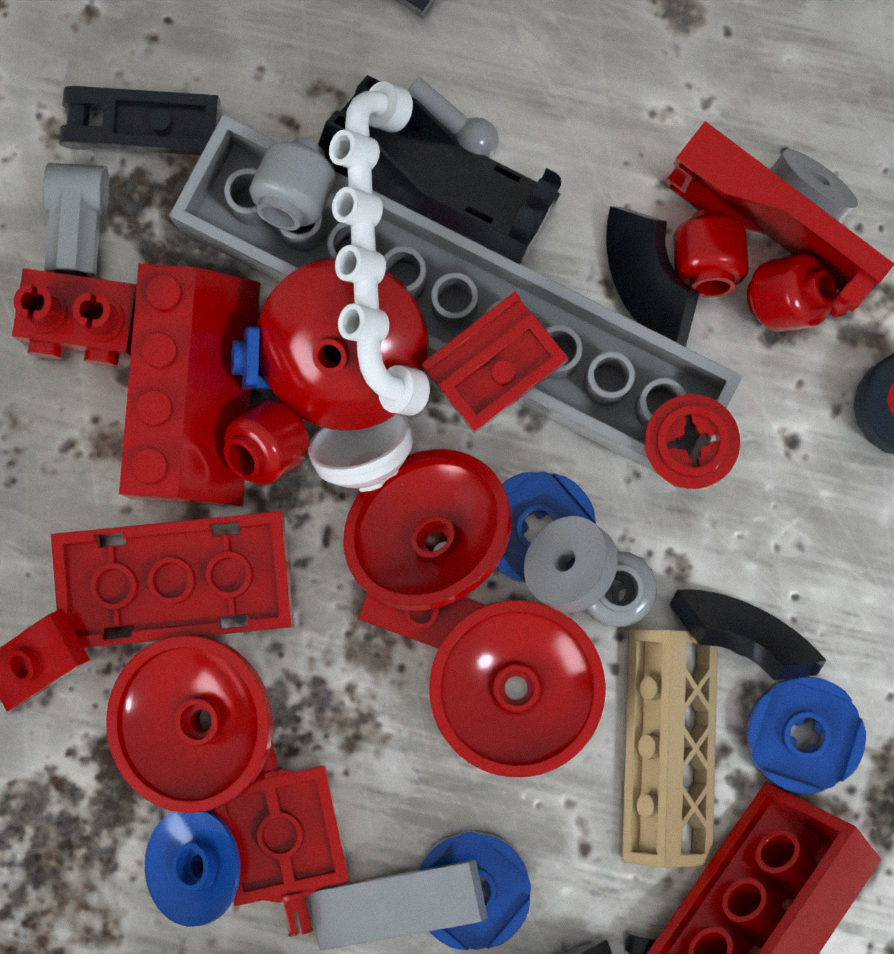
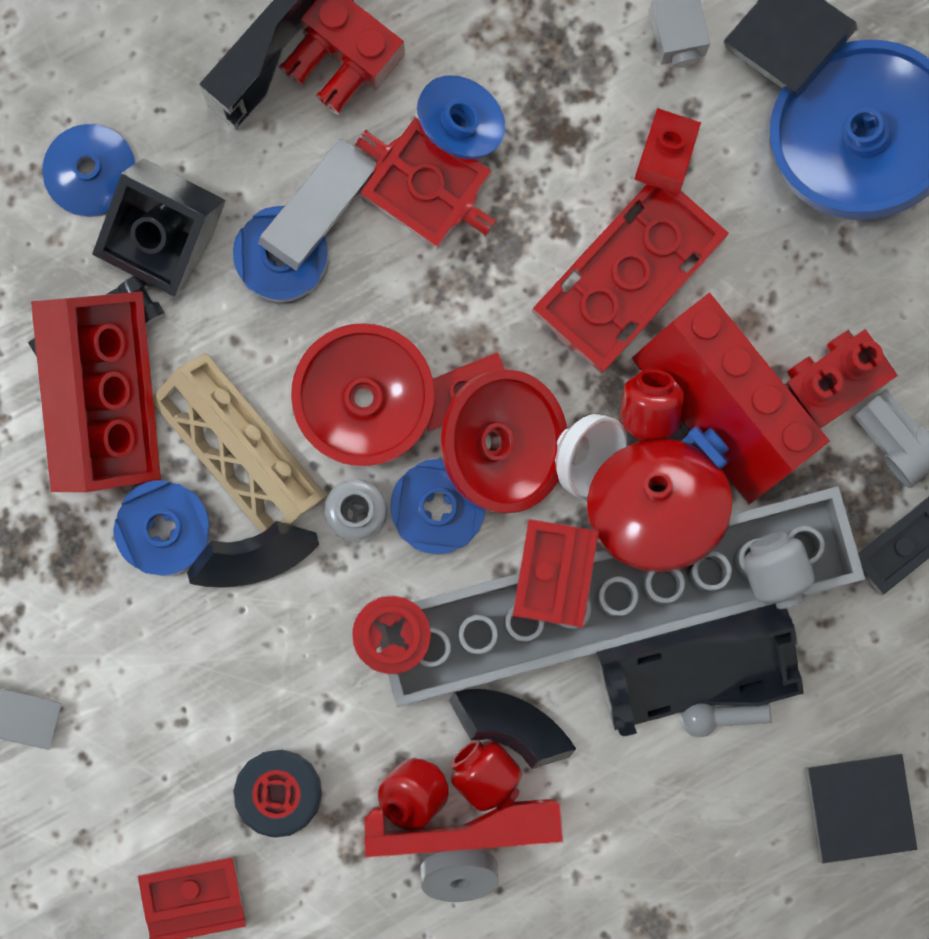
camera: 130 degrees right, 0 degrees up
(158, 728) = (546, 173): red dish -> none
(389, 109) = (723, 589): white bar -> none
(588, 577) = (381, 502): light grey piece -> none

